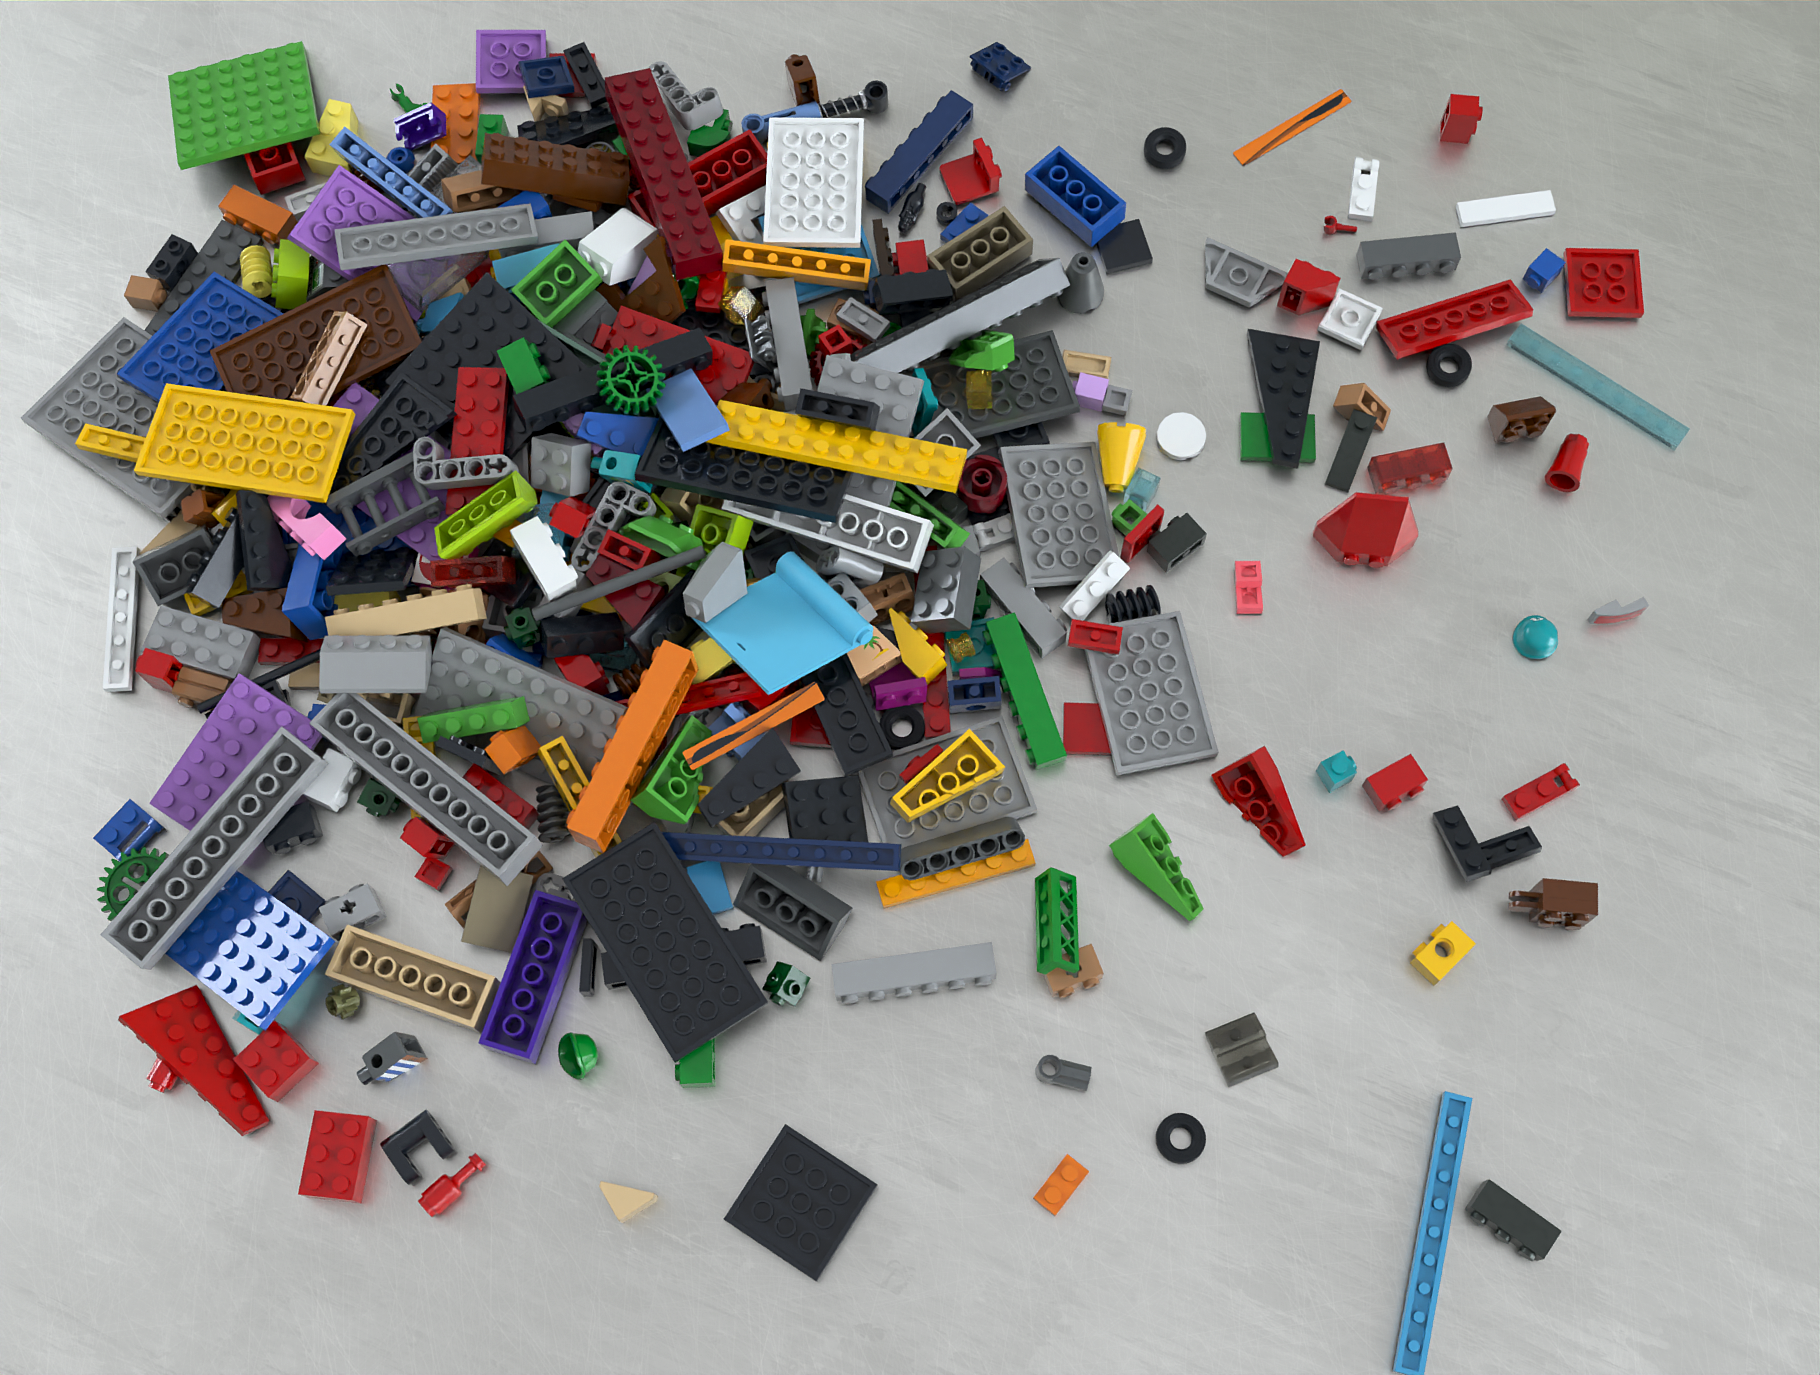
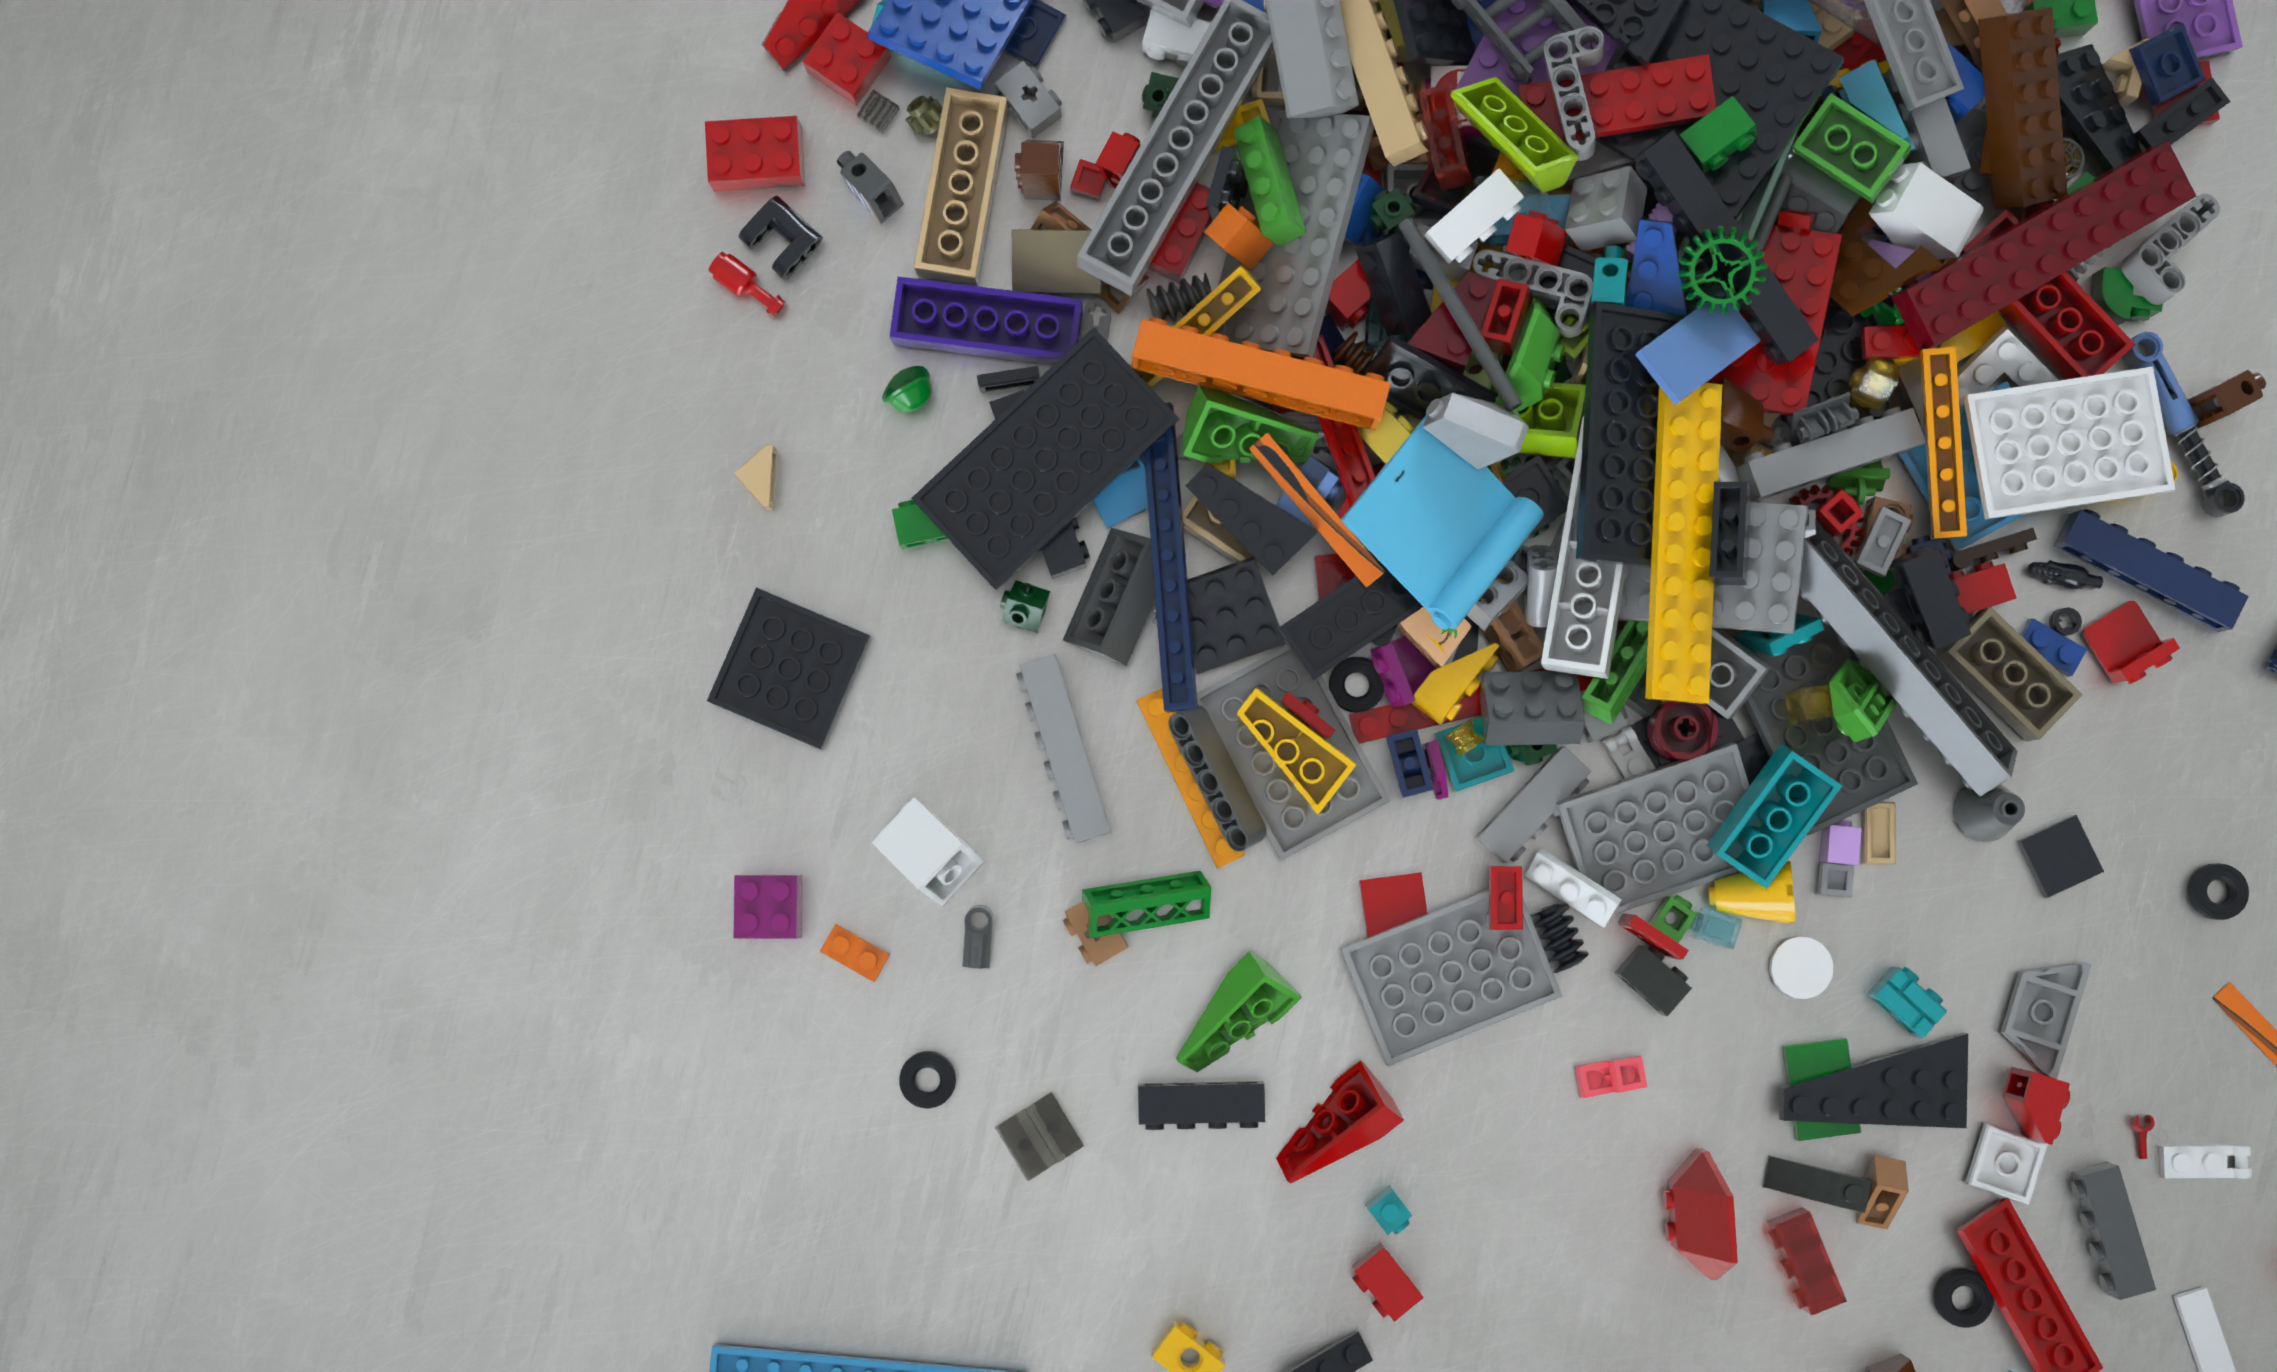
camera: 80 degrees right, 15 degrees up
(328, 1043) = (878, 111): none -> clear smoke tile
(416, 906) = (1040, 169): none -> reddish brown wedge
(981, 1104) = (927, 851): none -> white slope
(1009, 1254) = (767, 907): none -> magenta brick
(1025, 691) = (1424, 823): green brick -> none
(1061, 427) = (1773, 816): none -> teal slope
(1075, 196) = (2118, 783): blue brick -> none
(1218, 365) = (1908, 1001): none -> teal brick
(1230, 906) = (1201, 1103): none -> black brick

